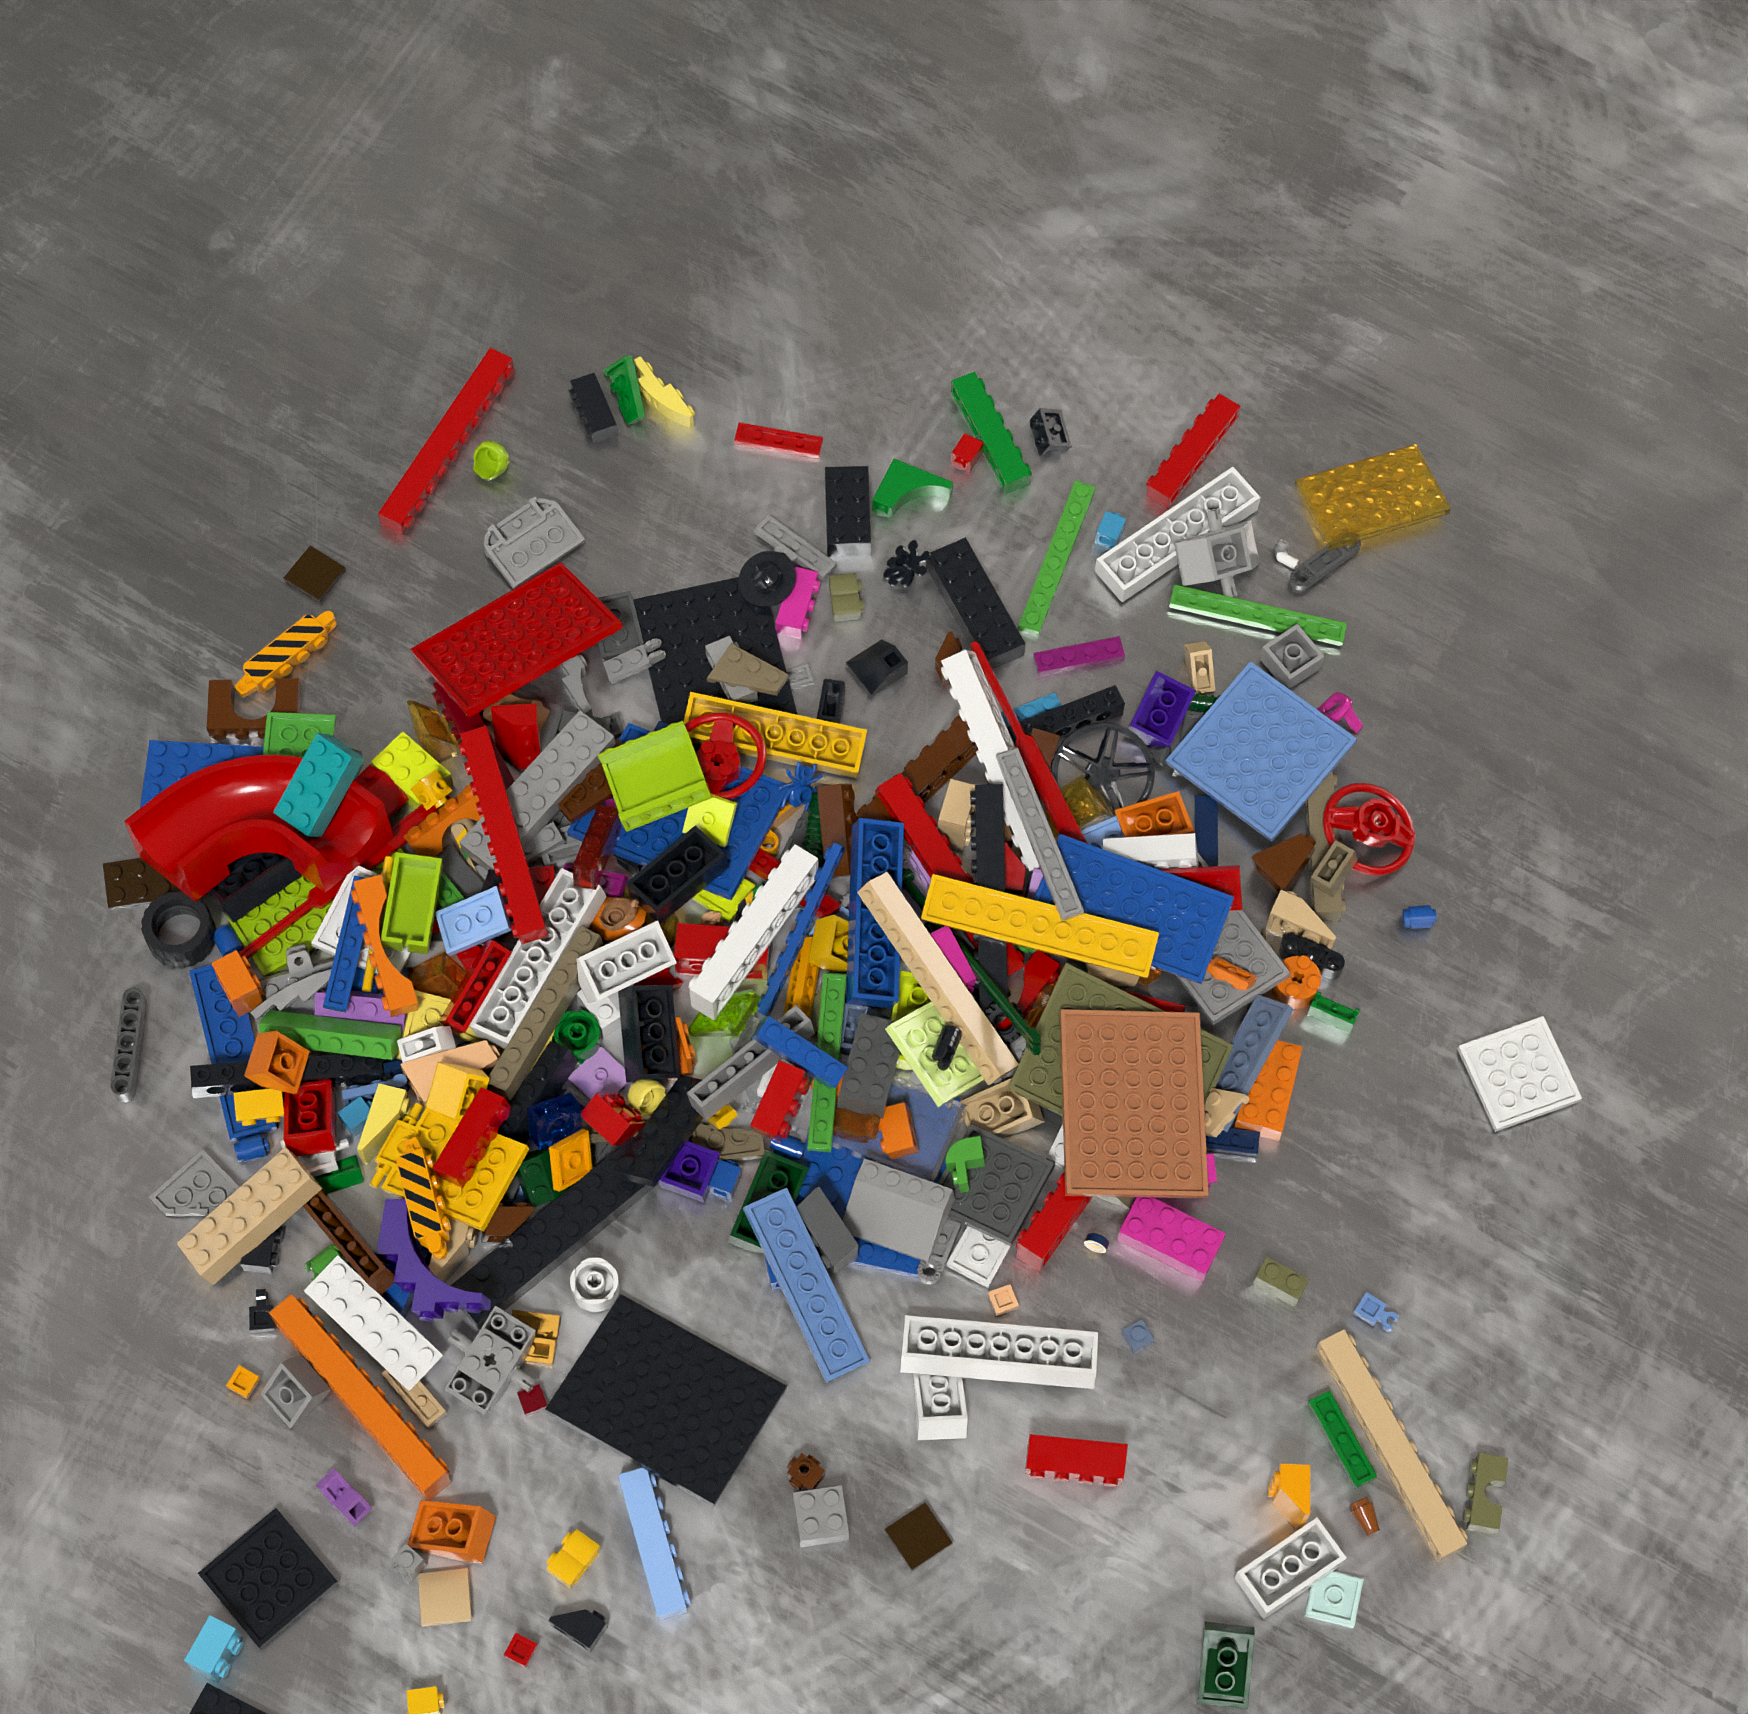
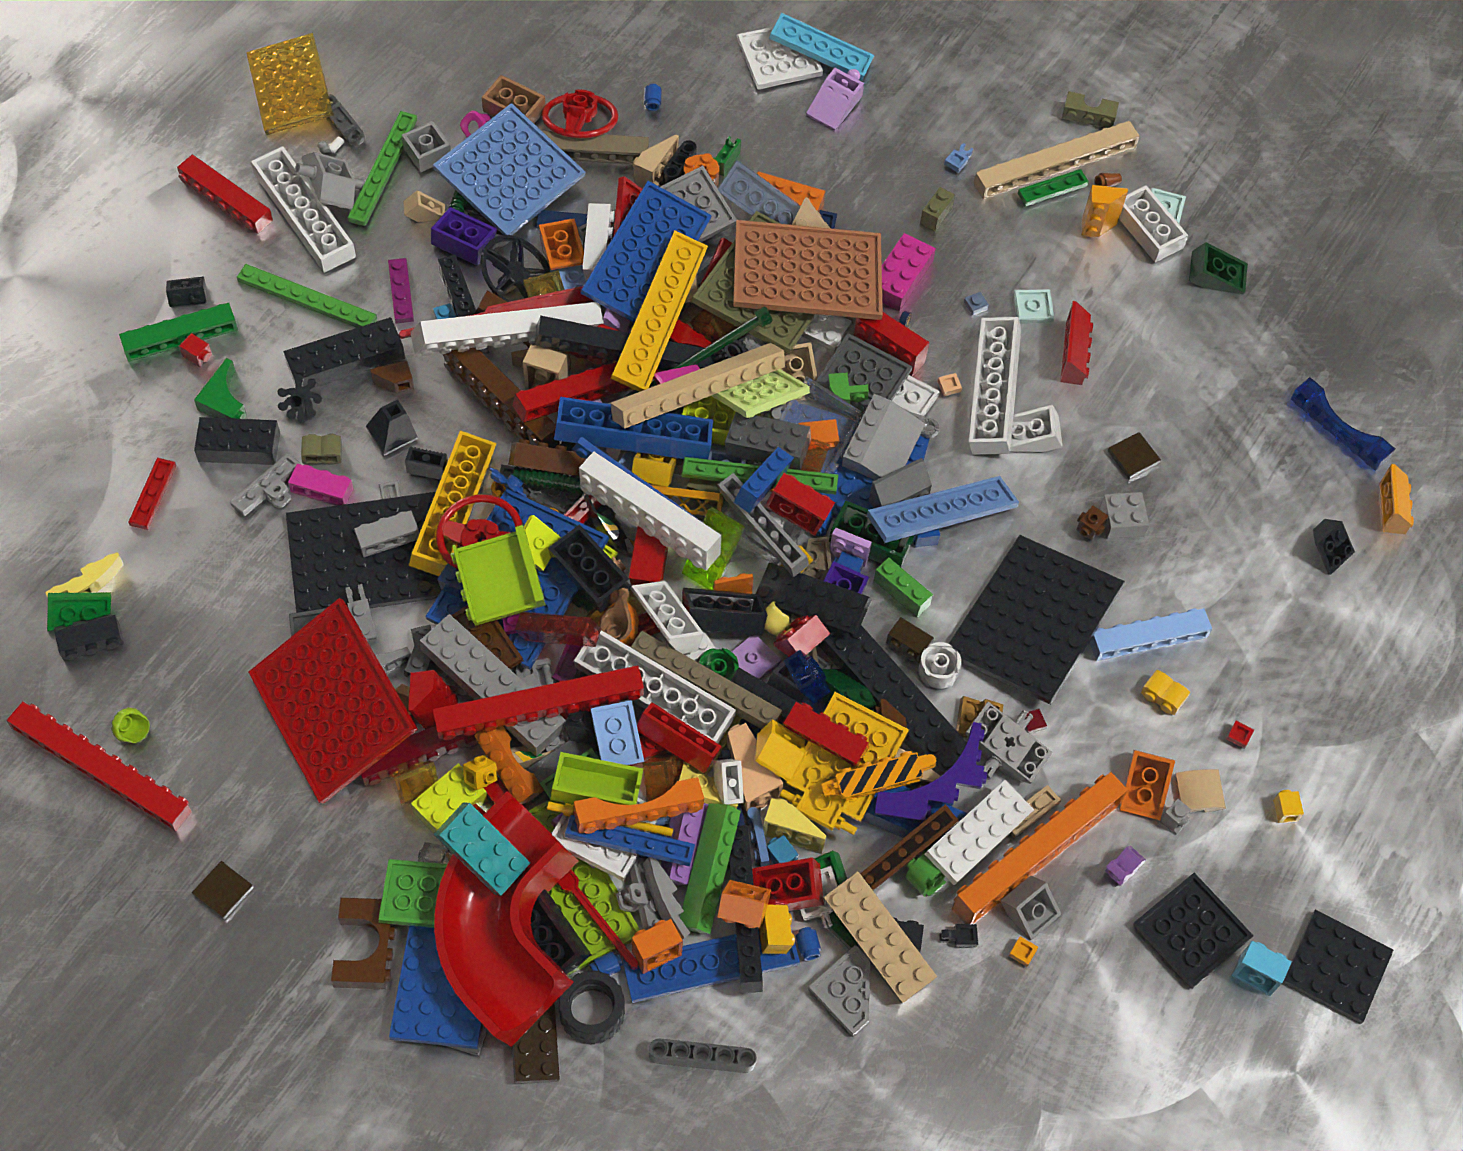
camera: 90 degrees left, 5 degrees down
(285, 653) = (307, 914): light orange hinge -> none
(531, 540) = (221, 696): light grey plate -> none
(570, 1159) = (839, 670): light orange plate -> none
(581, 1627) = (1219, 688): black slope -> none
(631, 1251) = (908, 639): none -> dark brown brick
(701, 1243) = (903, 587): none -> bright green brick
(742, 1182) = (850, 544): none -> lavender plate
(745, 670) = (392, 515): dark tan wing -> none
(767, 579) = (298, 502): black hat -> none
(946, 1046) = (763, 382): black hinge -> none
(1039, 834) = (584, 297): light grey tile -> none
(1110, 529) = (289, 256): dark azure brick -> none
(1141, 1411) = (1033, 306): none -> light aqua tile
(1230, 973) = (705, 196): orange plate -> none
(1285, 861) = (606, 166): reddish brown slope -> none
(1334, 868) = (618, 129): dark tan brick -> none
(1376, 749) = (506, 91): none -> medium nougat brick
(1450, 1147) = (836, 98): none -> lavender slope
(1534, 1123) = (820, 45): none -> medium azure plate

